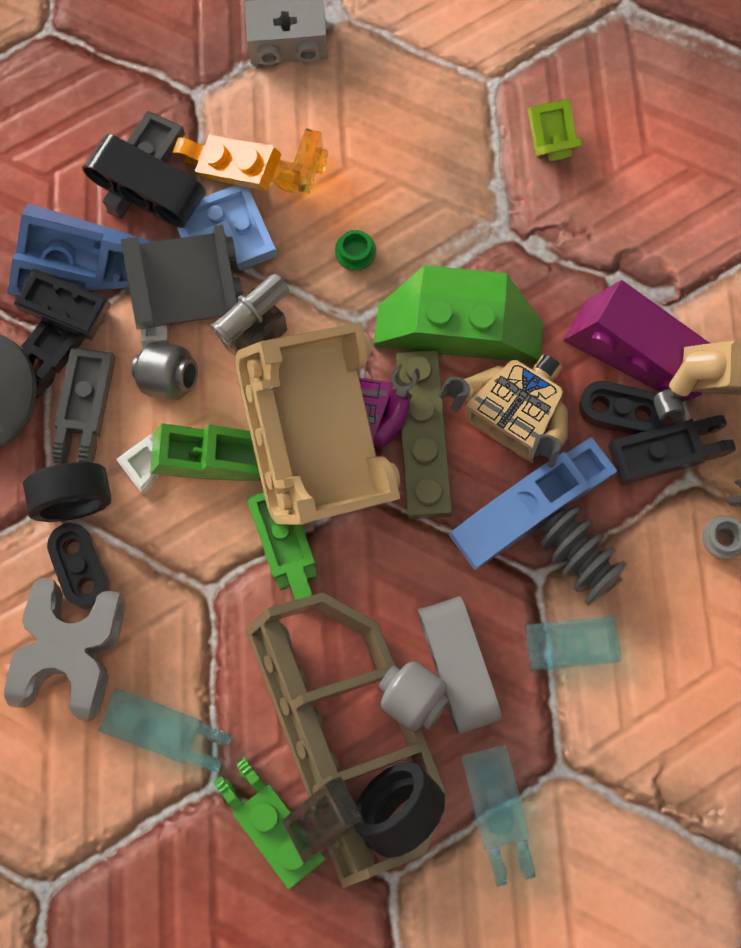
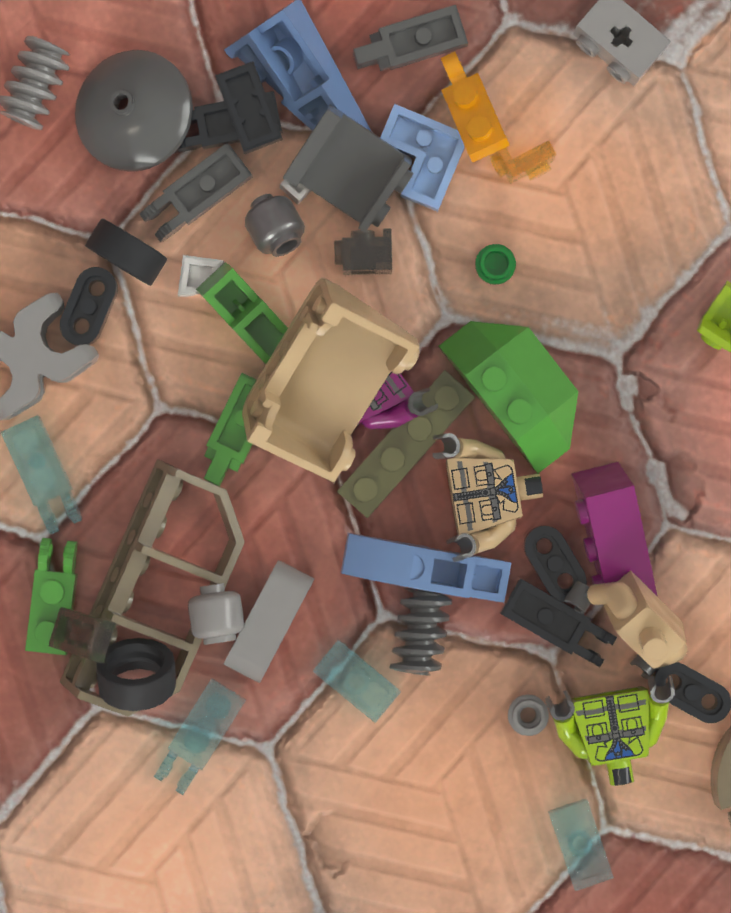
camera: 40 degrees right, 15 degrees up
(144, 180) = (393, 68): black beam -> none
(250, 309) = (370, 246): light grey axle -> none

